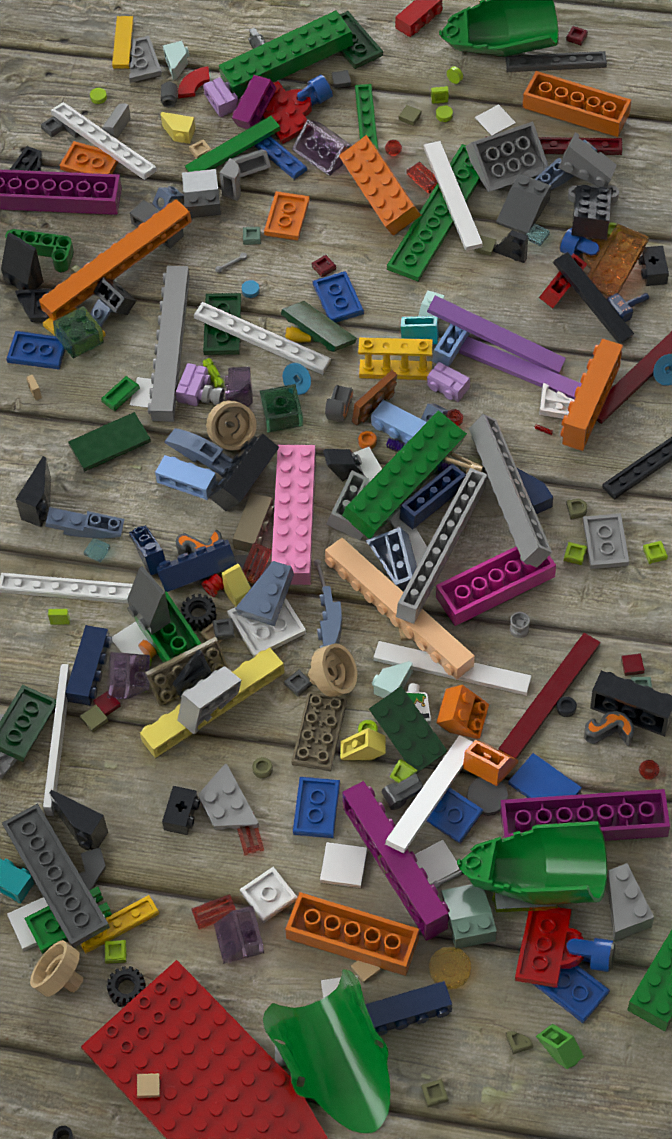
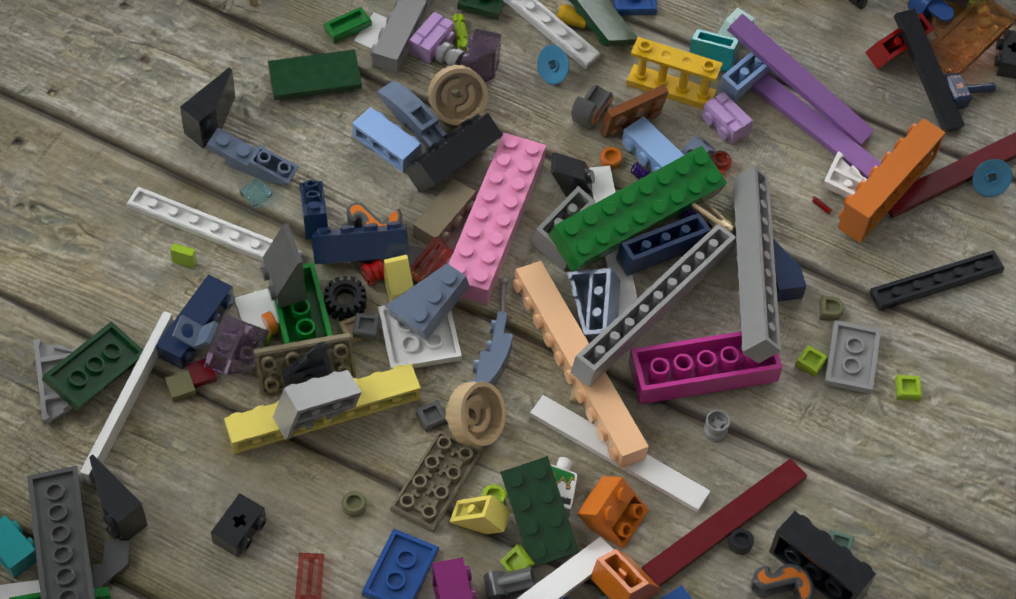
camera: 10 degrees right, 0 degrees up
(99, 673) = (201, 335): none -> sand blue bracket
(226, 802) = (295, 532): light grey wing -> none
(281, 408) = (523, 92): clear green brick -> none
(392, 678) = (542, 444): light aqua slope -> none
(632, 664) = (837, 514): dark red tile -> none

